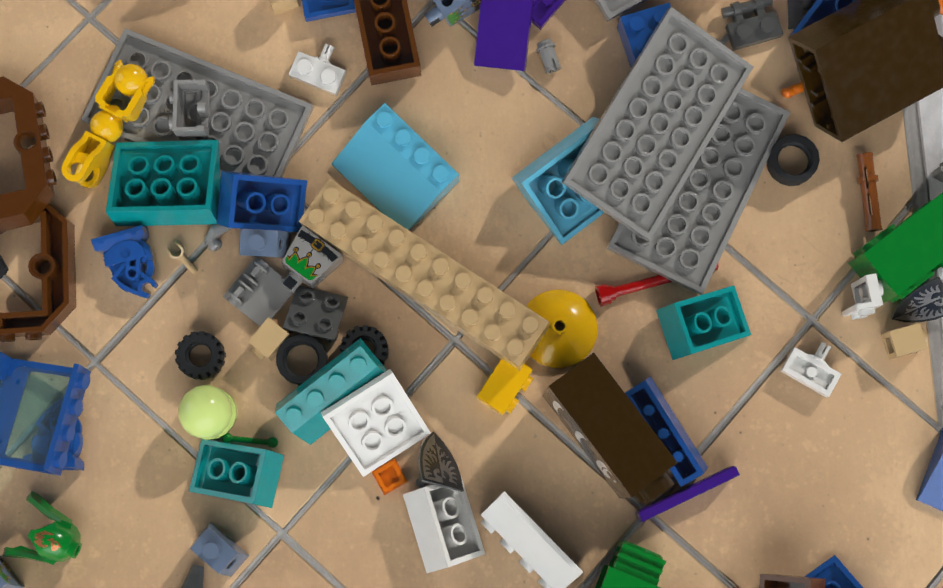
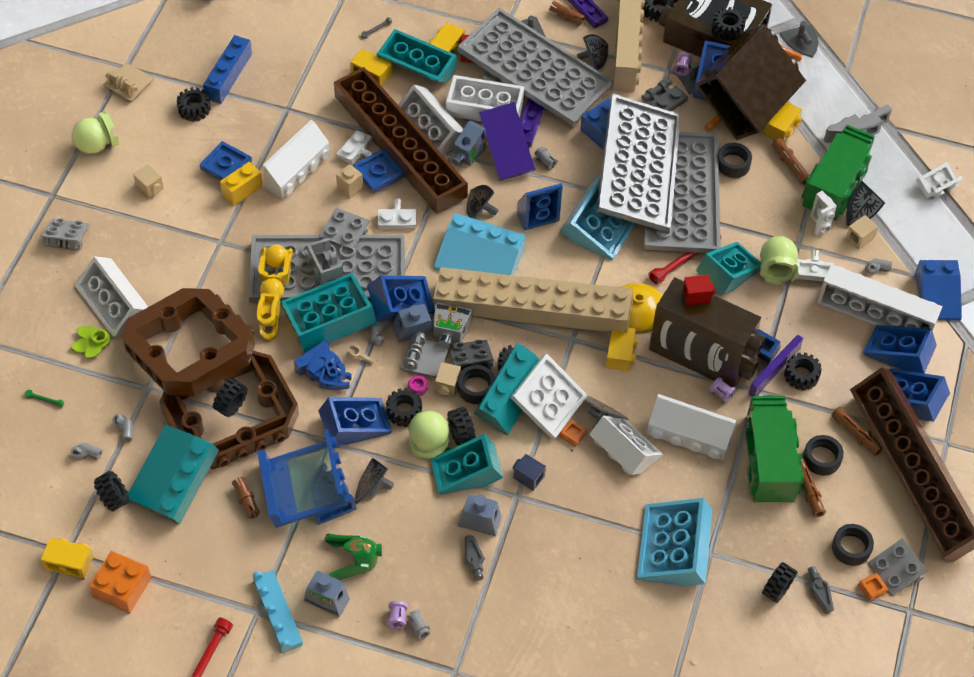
camera: 25 degrees left, 25 degrees down
(113, 445) = (372, 480): none -> shield
(133, 349) = (354, 419): none -> blue slope
(233, 329) = (418, 384): none -> dark pink tile
(241, 65) = (345, 228): none -> light grey hinge
(251, 418) = (461, 425): none -> black tyre
(306, 511) = (529, 471): none -> dark blue brick
(429, 93) = (478, 200): none -> shield
(498, 136) = (540, 207): none -> blue slope
(602, 498) = (722, 389): none -> lavender bush
(611, 393) = (698, 289): none -> red brick
(733, 506) = (800, 380): none -> black tyre
(770, 340) = (779, 260): none -> yellowish green tile
(863, 534) = (902, 347): none -> blue slope
(867, 467) = (875, 301): none -> white brick
(884, 134) = (784, 122): none -> yellow brick
(899, 395) = (877, 264): none -> light grey arm

